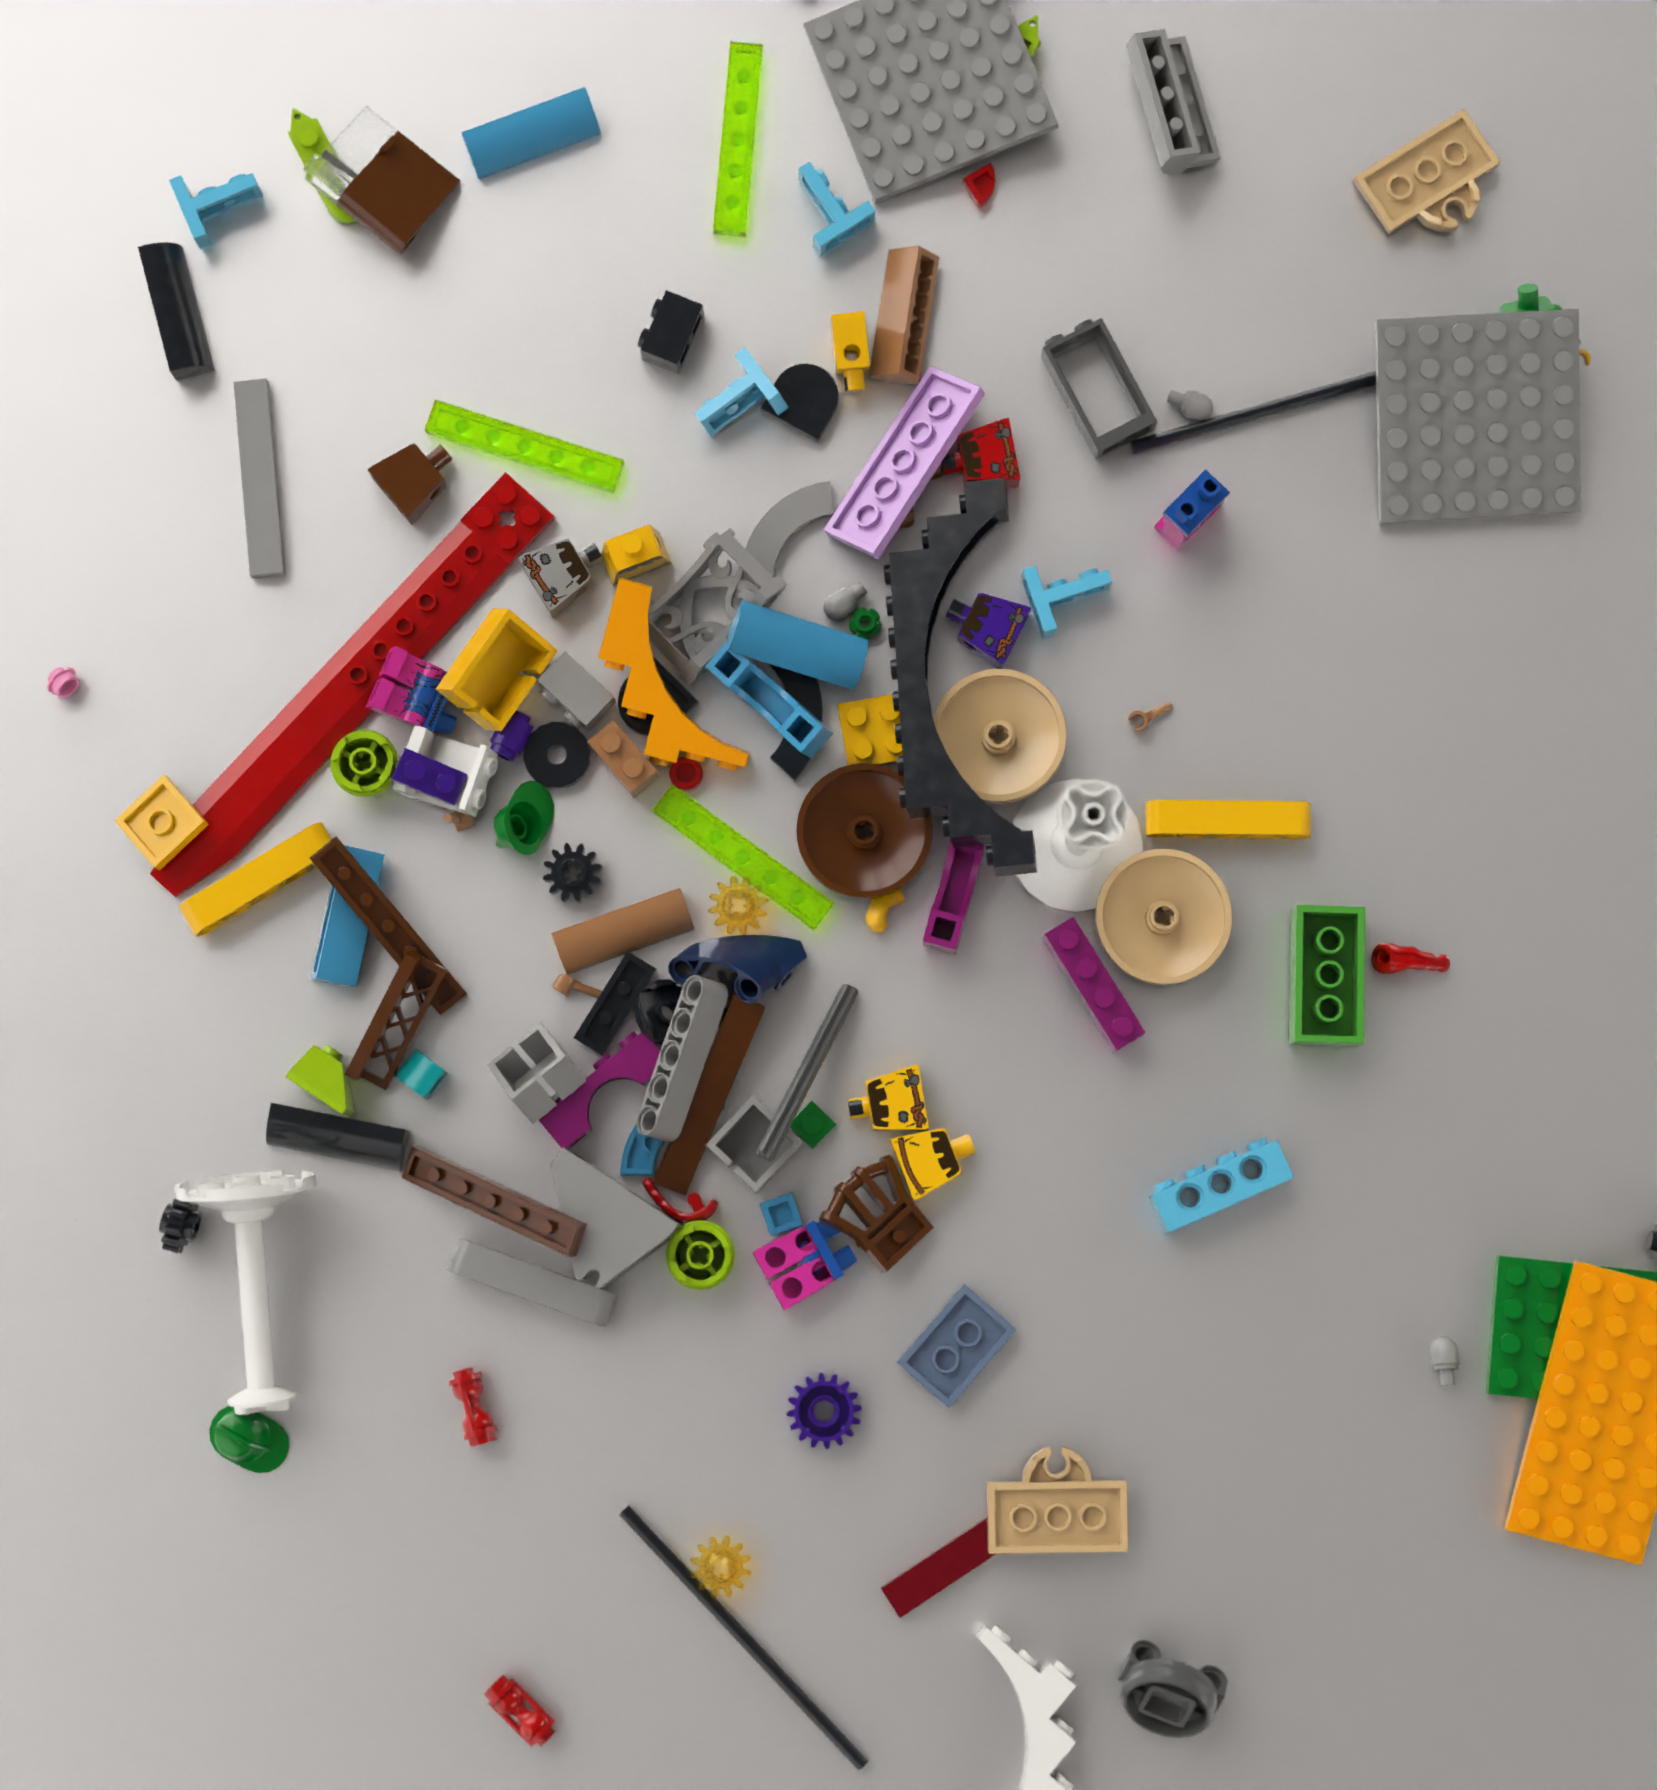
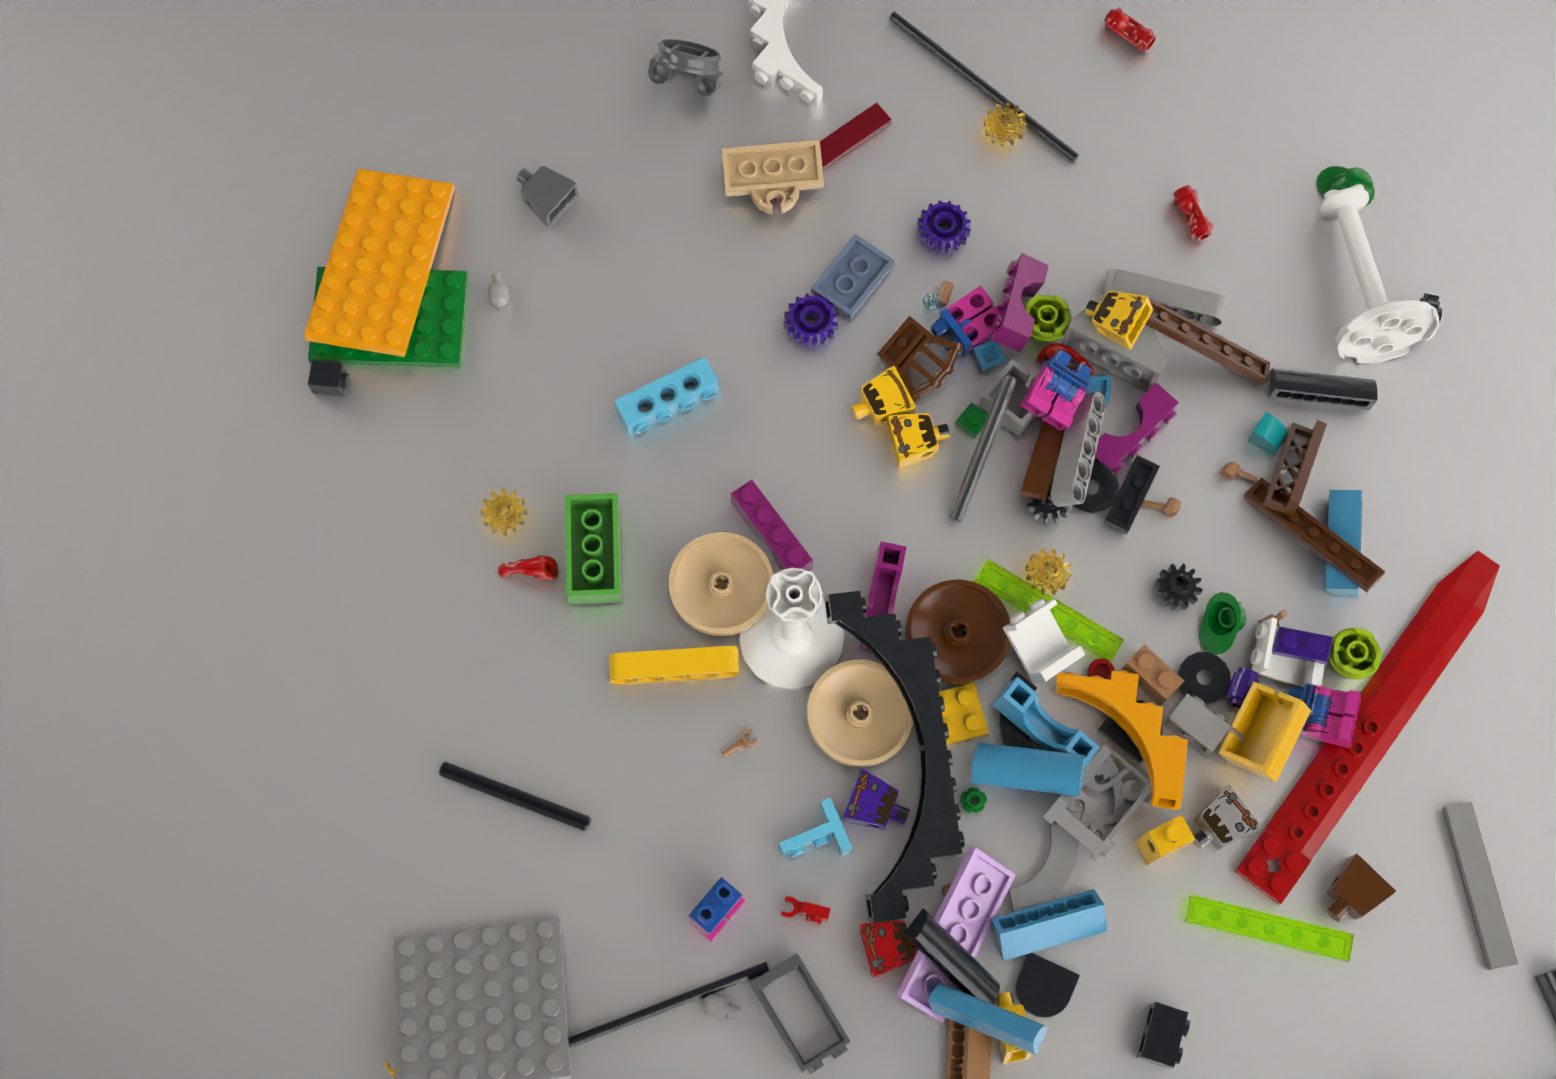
camera: 175 degrees right, 10 degrees down
(161, 822) = (1500, 601): yellow plate -> none
(254, 881) = (1418, 564): yellow beam -> none
(323, 1076) = (1343, 417): lime slope -> none
(479, 1028) = (1232, 469): none -> medium nougat hand
(539, 1087) = (1188, 426): light grey piece -> none
(611, 1219) = (1120, 316): none -> yellow torso
(623, 931) = (1134, 548): medium nougat brick -> none
(703, 1134) = (1057, 391): none -> hips
(740, 396) = (1097, 983): medium azure bracket -> none
(749, 1240) = (1013, 323): none -> magenta arch
(759, 807) = (1040, 642): none -> white panel
(760, 961) = (1035, 526): dark blue panel -> none
(790, 467) = (1049, 924): none -> dark azure brick
(838, 1304) = (939, 300): none -> arm
(843, 602) = (992, 816): light grey cylinder -> none
(879, 908) = (941, 573): yellow arm -> none
(882, 352) = (987, 1018): none -> dark azure brick
(913, 426) = (951, 958): none -> black brick
(1000, 1282) = (814, 308): none -> dark purple gear
(1075, 503) = (813, 913): none -> red plate
(1377, 1504) = (546, 193): none -> dark grey torso
(1432, 671) = (515, 796): none -> black axle
(1432, 1048) = (496, 506): none -> clear yellow gear

